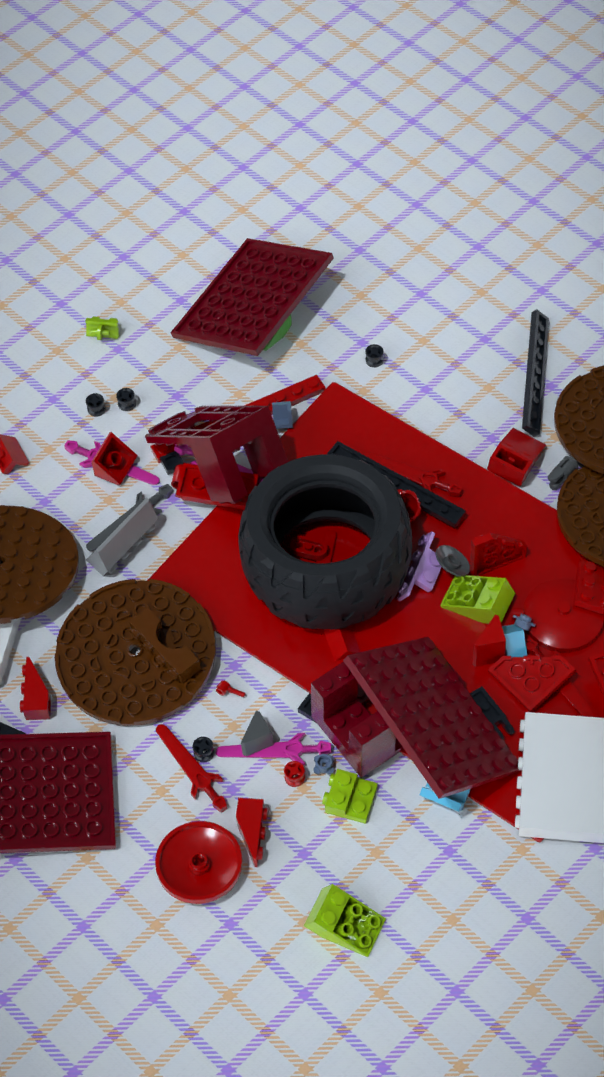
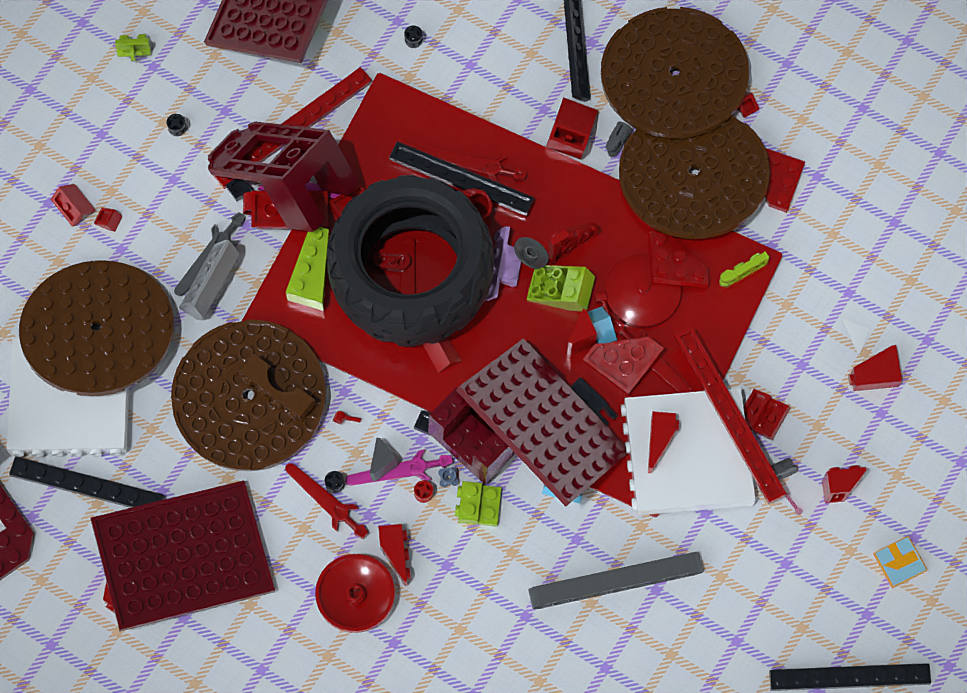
camera: 15 degrees left, 15 degrees up
(36, 699) = (166, 458): red slope -> none
(39, 472) = (108, 219): none -> red slope
(92, 402) = (146, 131): black wheel -> none
(113, 460) = (181, 196): red slope -> none
(134, 472) = (166, 194): dark pink sword -> none
(221, 549) = (310, 272): none -> lime wedge
(282, 414) = (336, 119): sand blue panel -> none
(344, 920) = (496, 623): lime slope -> none
(484, 899) = (615, 580): none -> dark grey beam
(523, 621) = (608, 306): sand blue plate -> none
(558, 753) = (661, 434): none -> red slope

